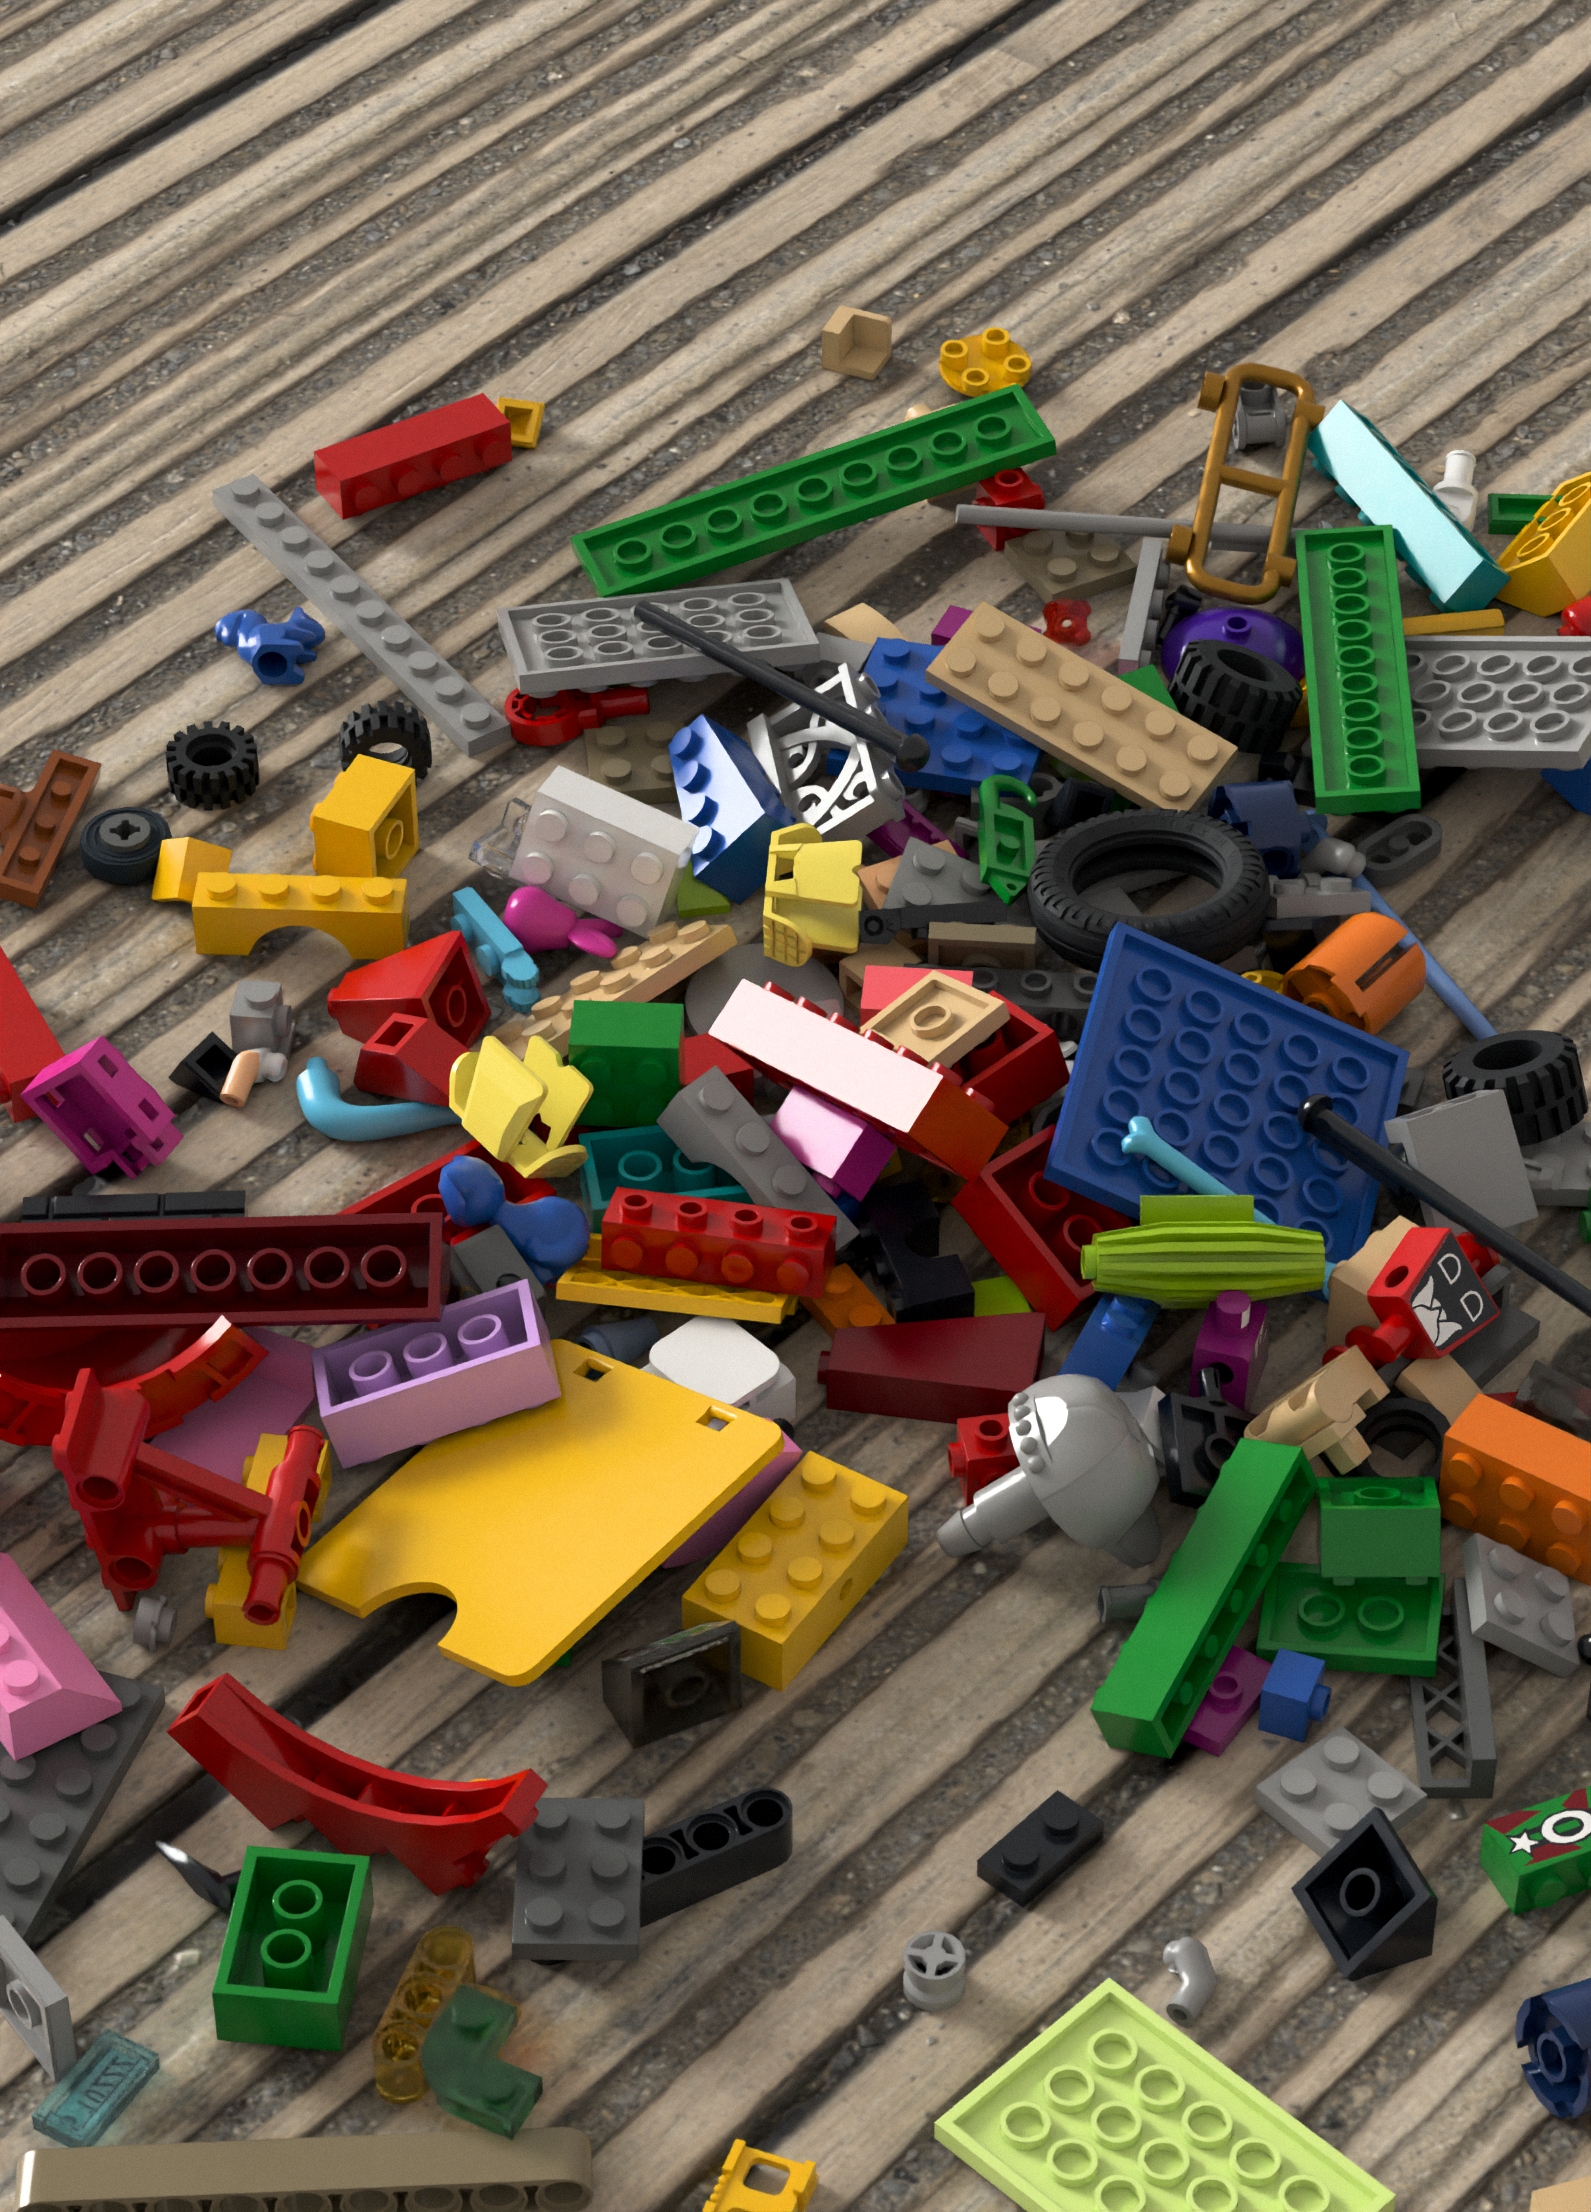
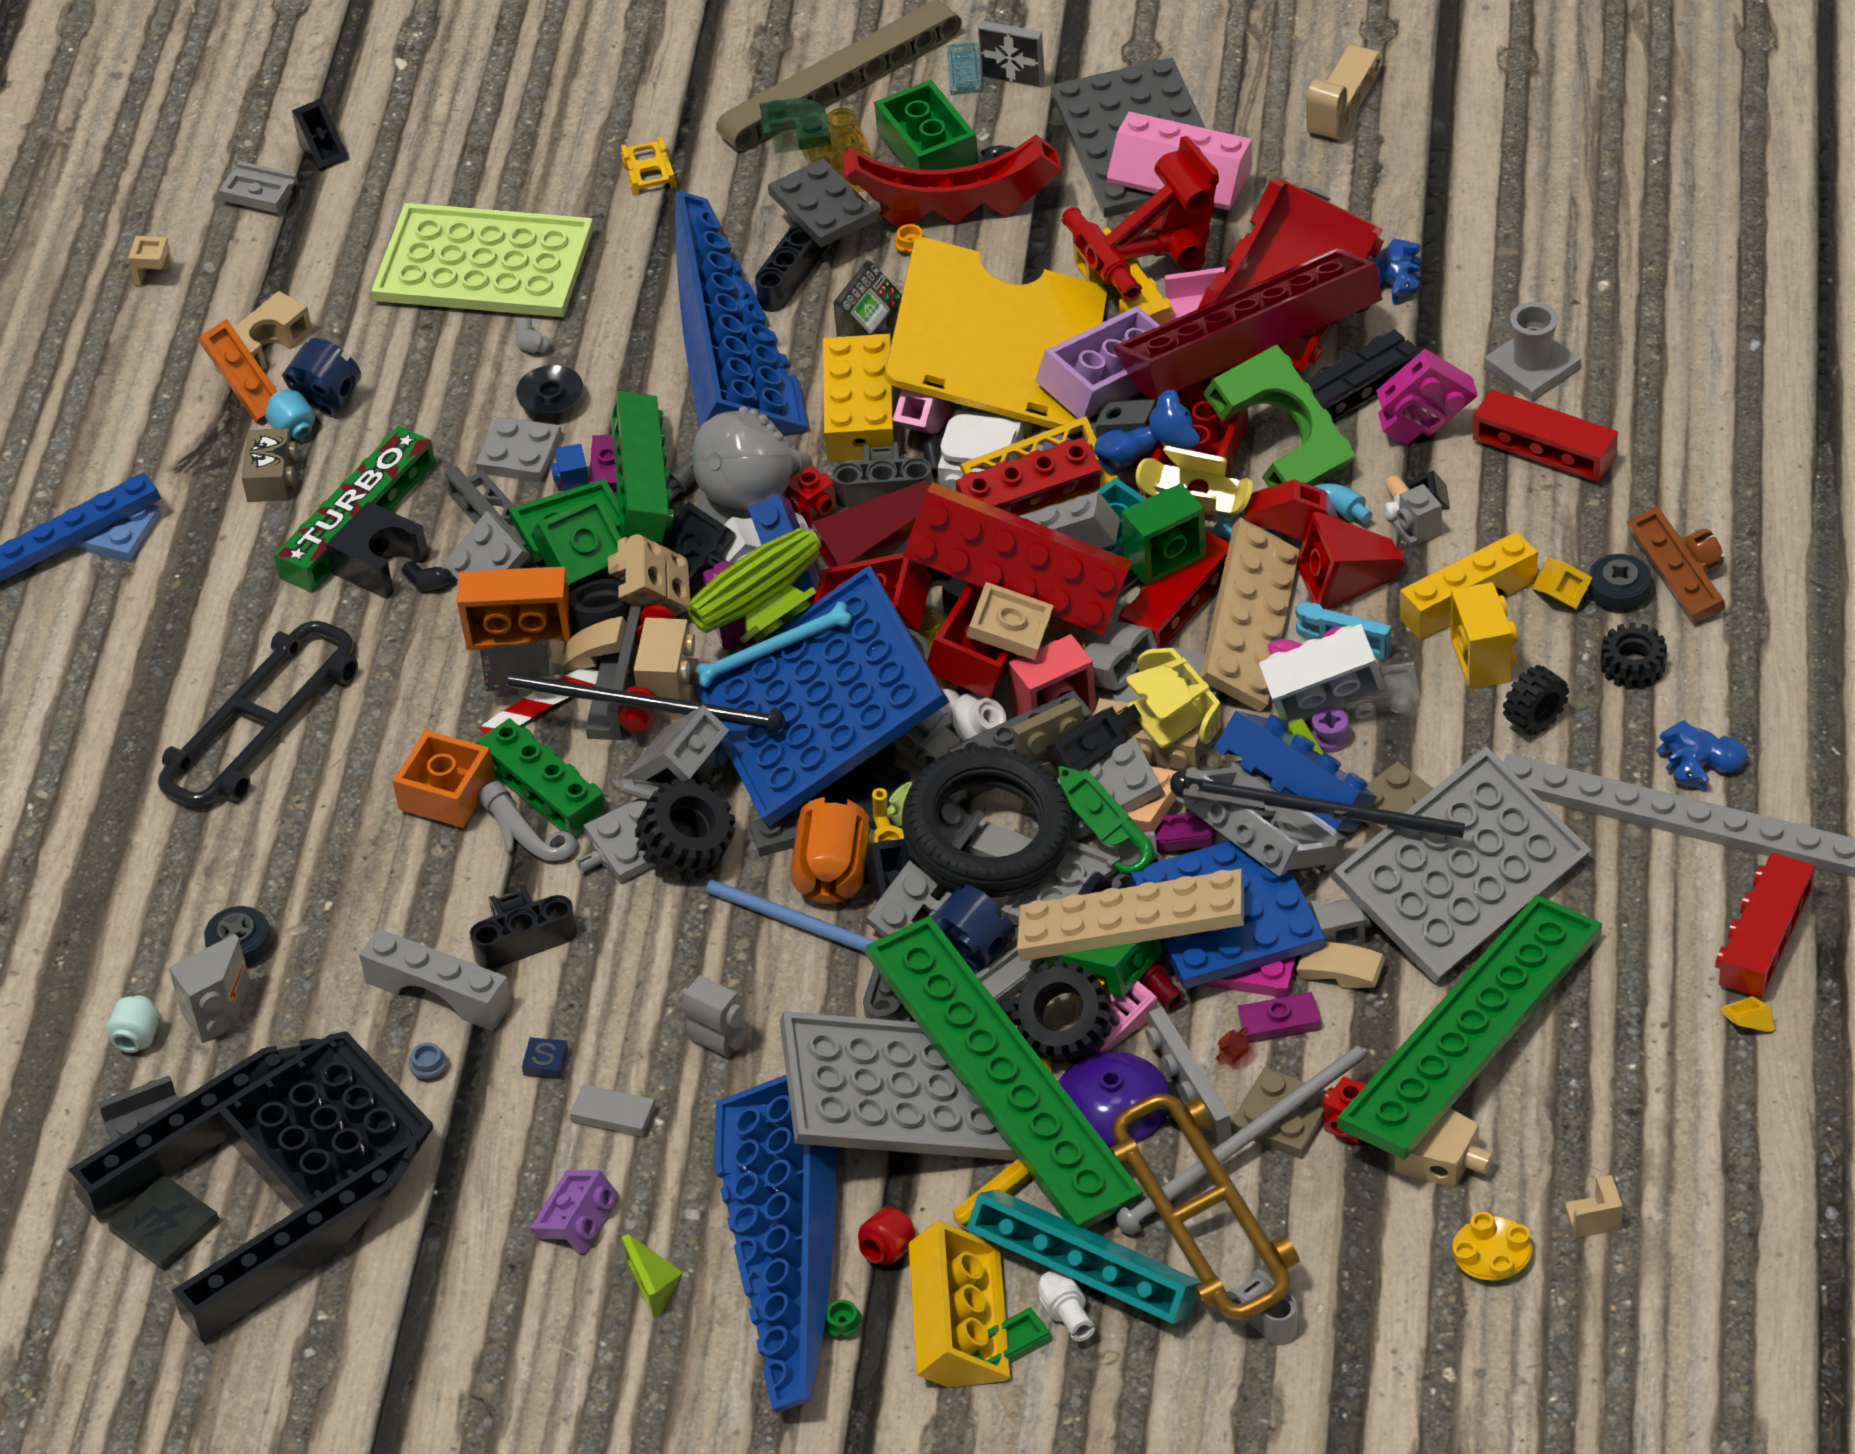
camera: 150 degrees right, 5 degrees up
(315, 1162) = (1274, 381): none -> bright green arch
(872, 1434) = (877, 475): none -> dark grey piece
(904, 1766) = (724, 328): none -> blue wedge
(926, 1956) = (645, 278): light grey wheel -> none
(1040, 1848) = (642, 357): black plate -> none
(1231, 1845) = (549, 390): none -> black dish
(1370, 1900) = (464, 403): black slope -> none
(1427, 1298) = (631, 617): torso -> none

